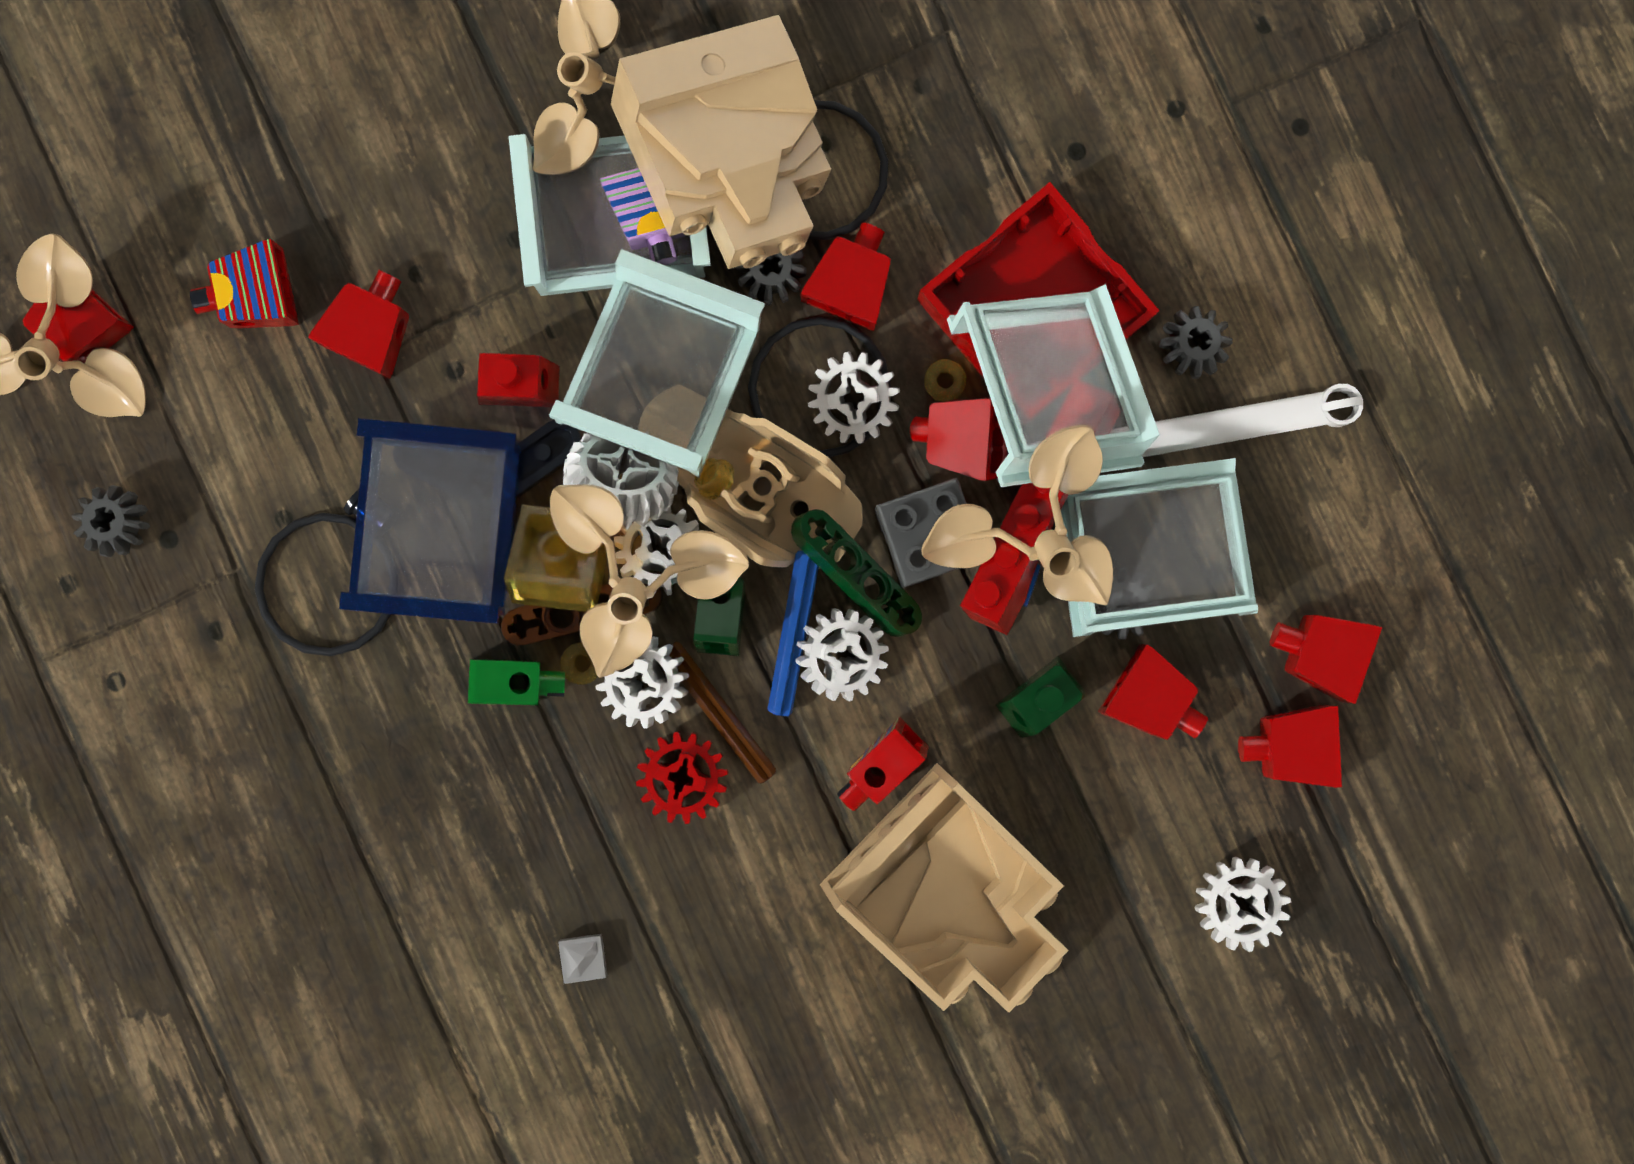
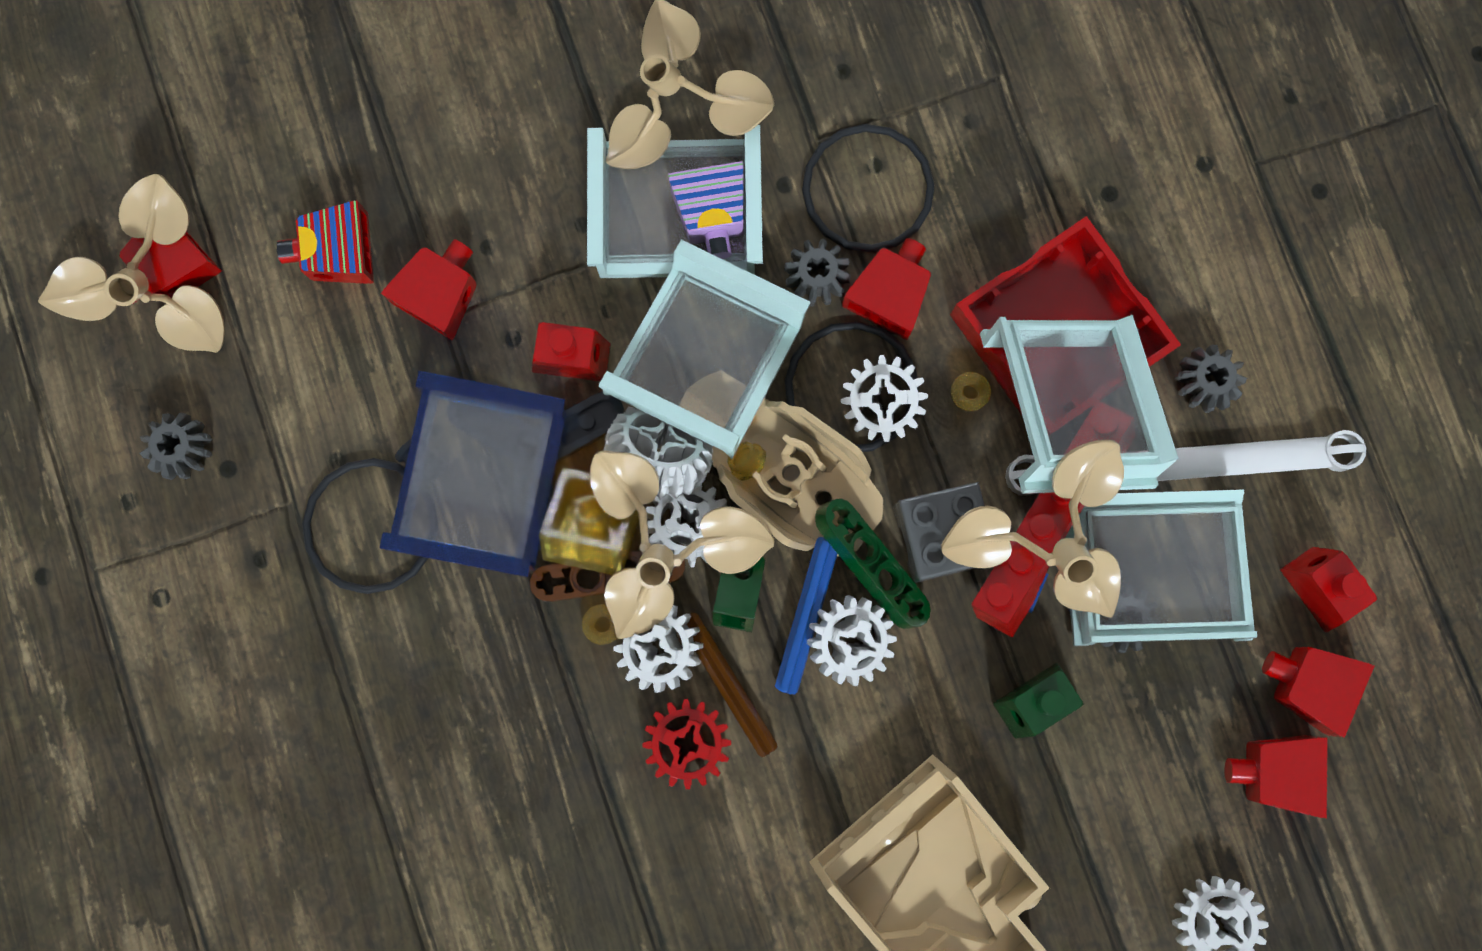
camera: 10 degrees right, 5 degrees down
(491, 682) = (515, 632): green torso -> none
(582, 958) = (573, 911): light grey tile -> none
(726, 138) = (789, 147): tan panel -> none
(894, 752) = (895, 739): red torso -> none
(962, 437) = (986, 444): torso -> none
(1154, 697) = (1147, 711): red torso -> none
(1332, 550) = (1331, 588): none -> red torso

